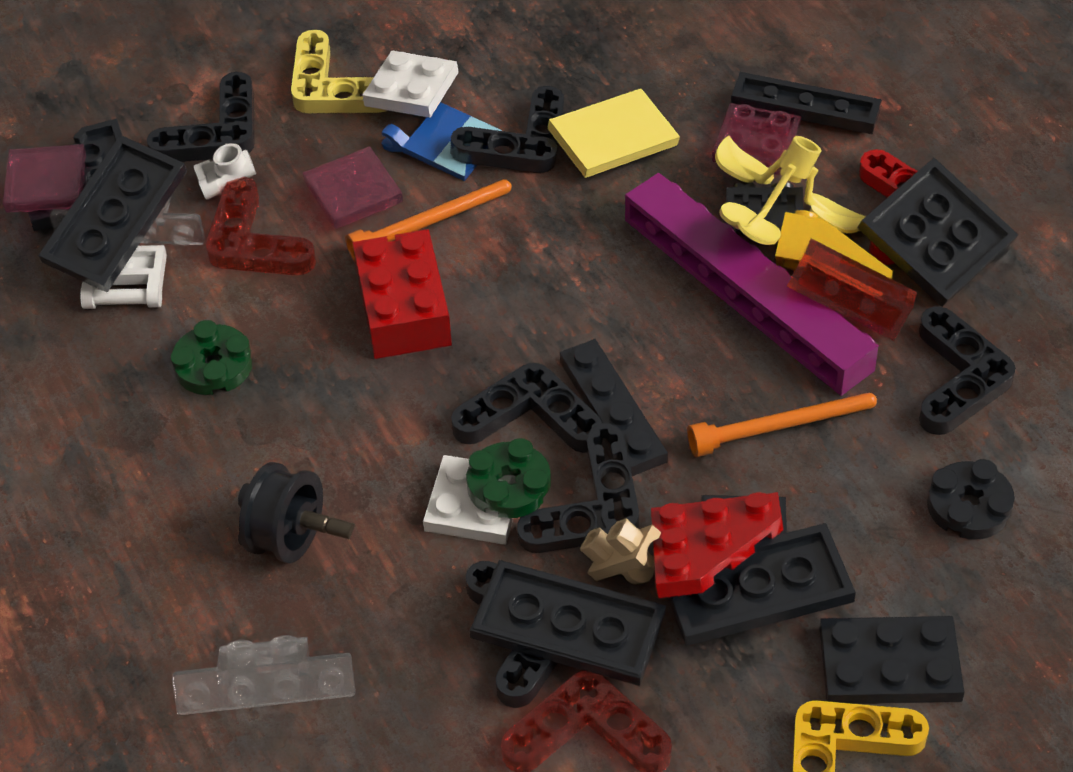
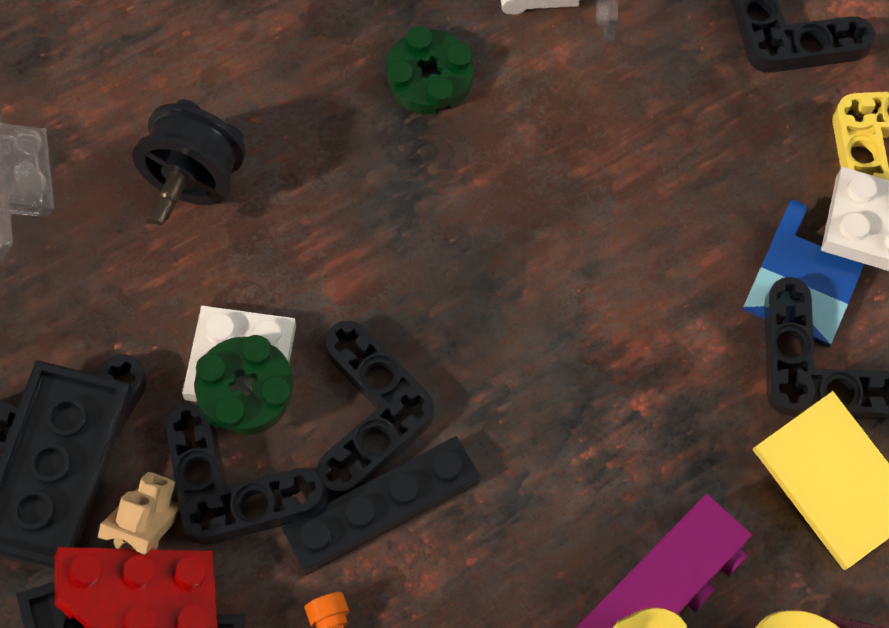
camera: 80 degrees right, 15 degrees up
(228, 165) = (706, 40): white plate -> none
(244, 243) = (602, 77): clear red beam -> none
(352, 187) = (700, 180): clear pink tile -> none
(402, 294) = (528, 248): red piece -> none
(433, 215) = (610, 202): orange piece -> none

